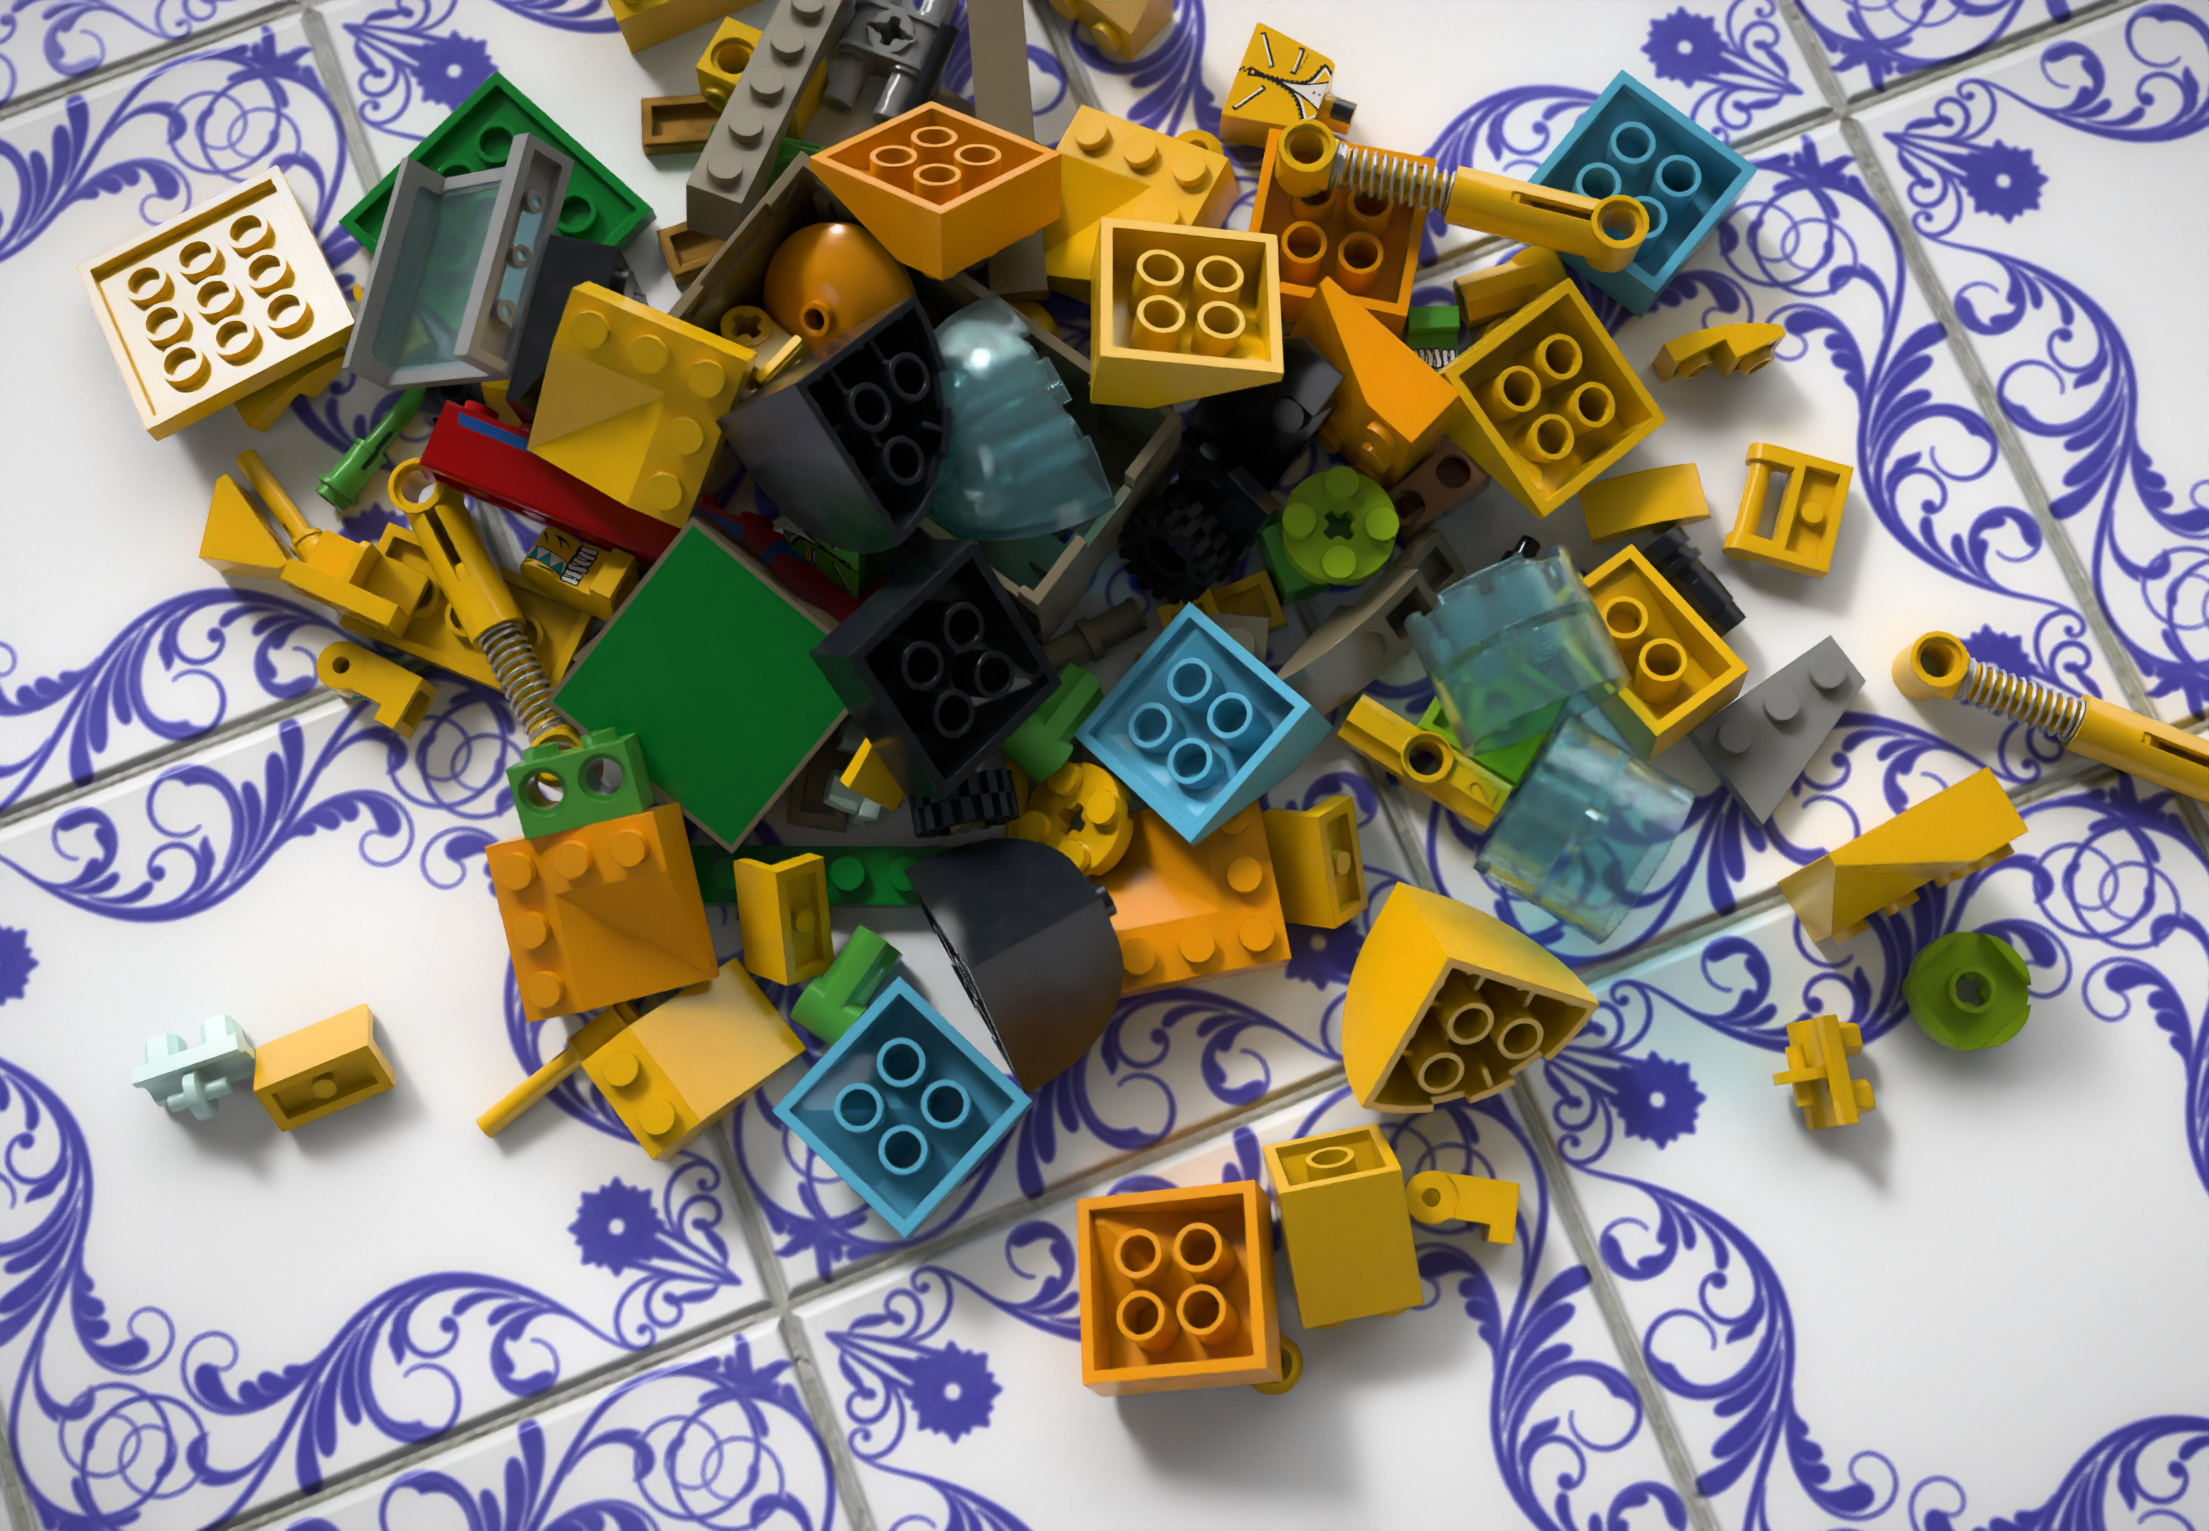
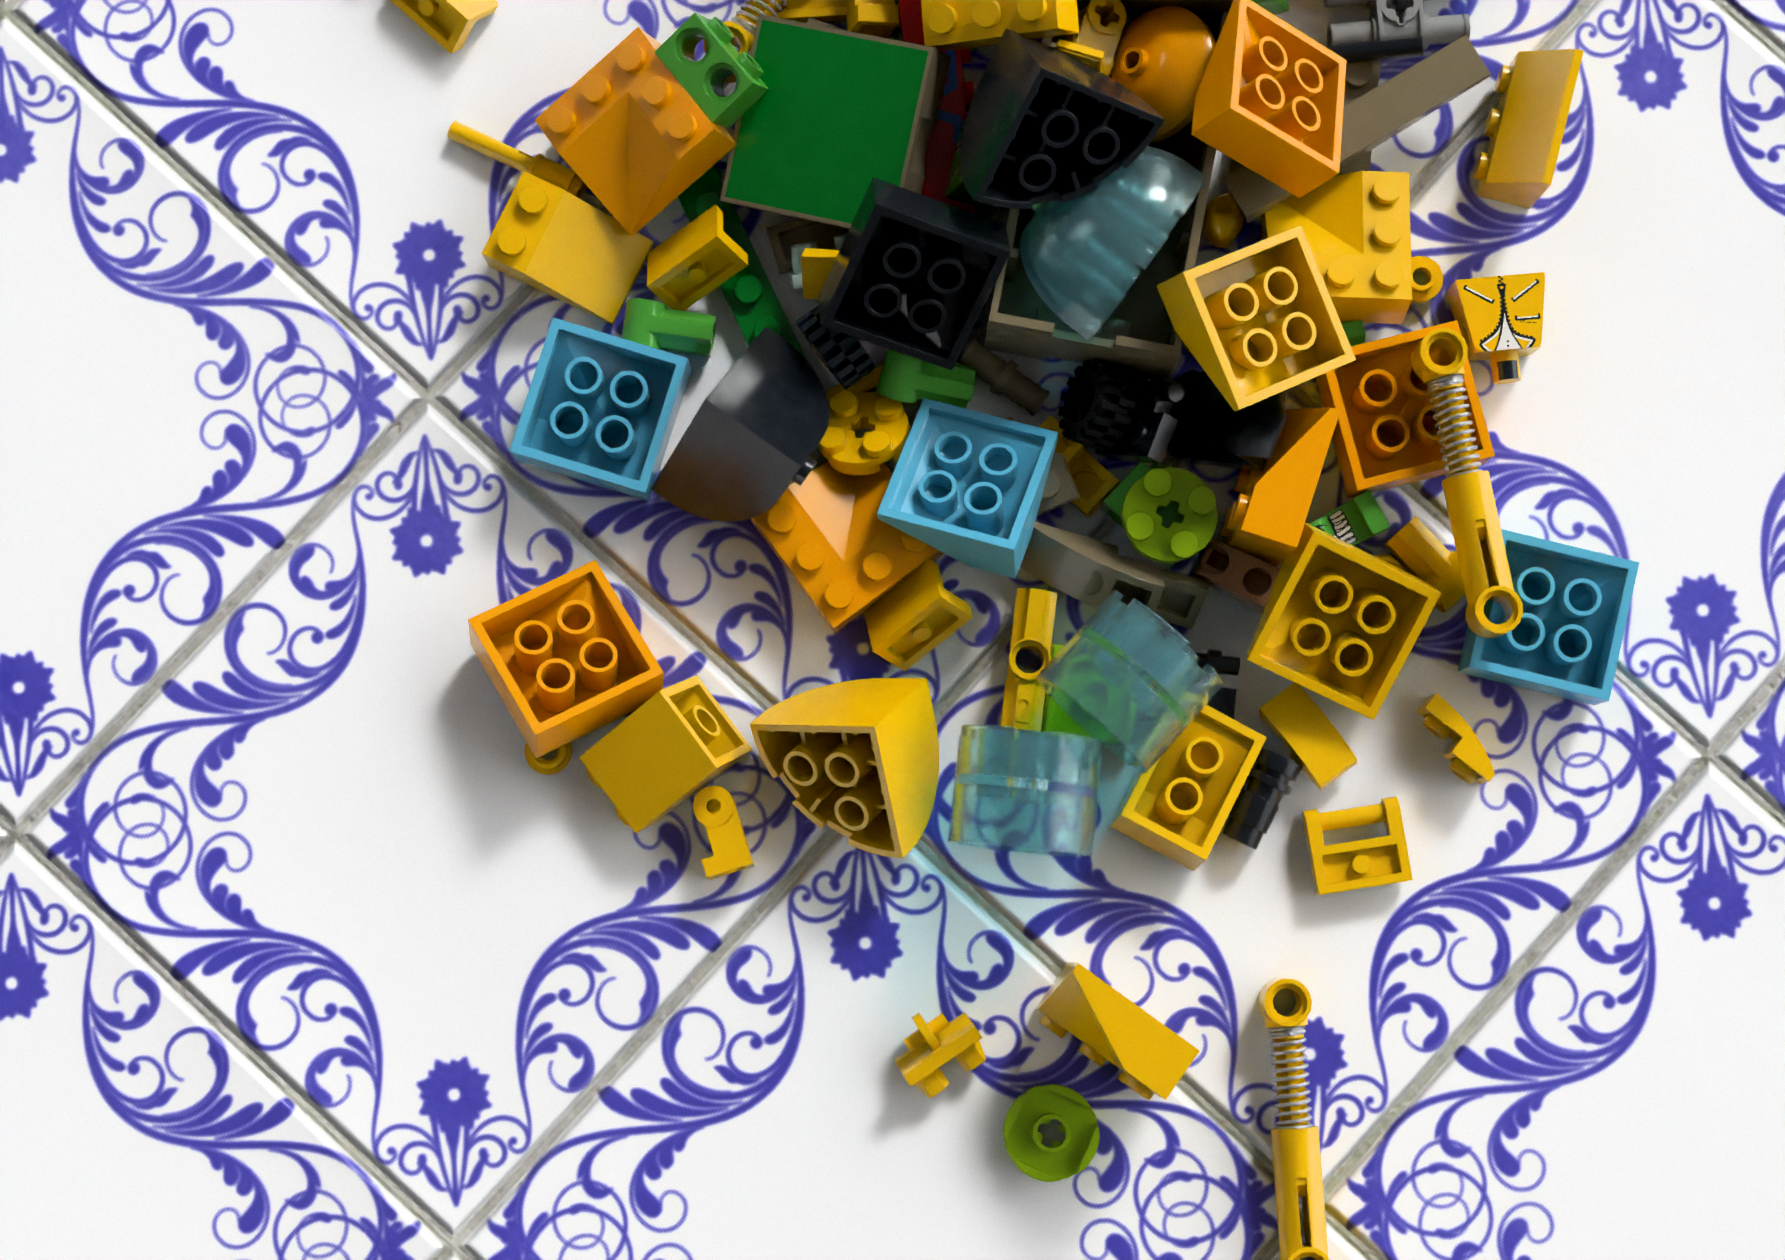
camera: 60 degrees right, 5 degrees up
(1777, 727) = (1186, 911): light grey wing -> none

